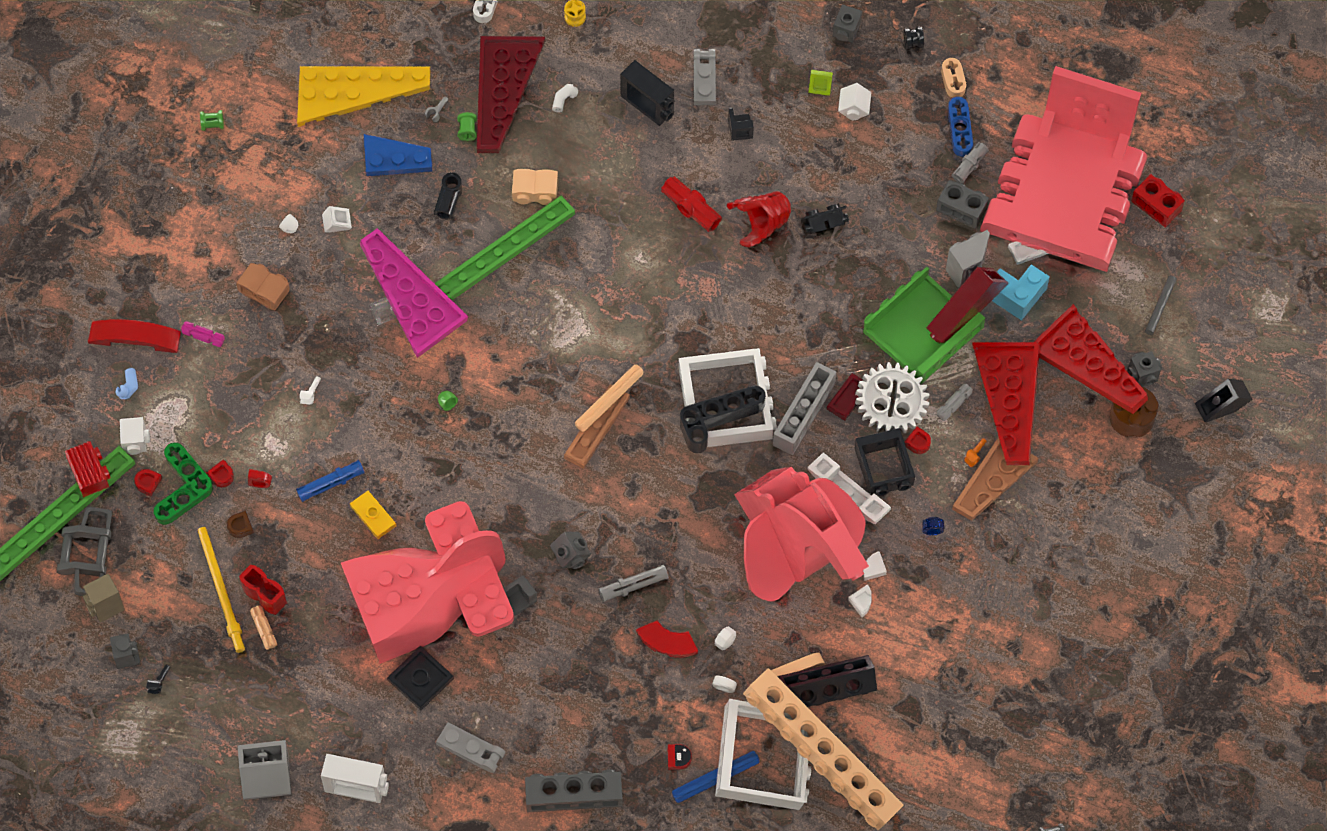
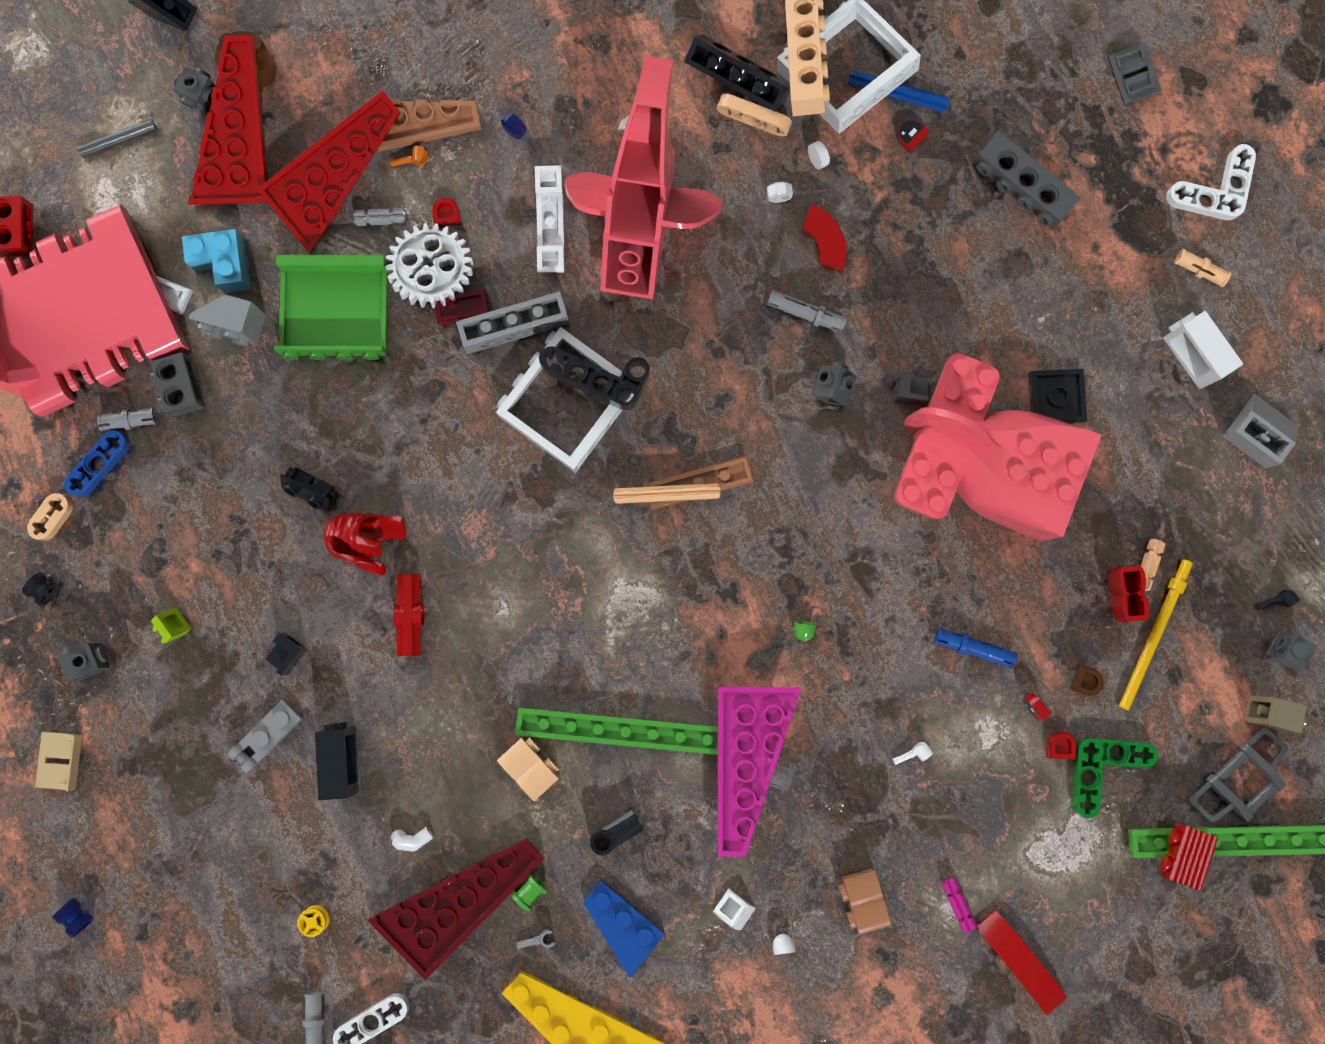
camera: 140 degrees left, 20 degrees up
(126, 391) = (1070, 912): light blue arm -> none
(134, 435) = (1111, 856): white brick -> none
(147, 481) = (1132, 801): red tile -> none
(373, 514) = (965, 582): yellow plate -> none
(470, 747) = (1071, 298): light grey plate -> none
(854, 101) = (163, 573): white brick -> none
(876, 567) = (596, 141): white tile -> none
(879, 442) = (483, 239): black window -> none
(968, 301) = (279, 274): dark red slope -> none

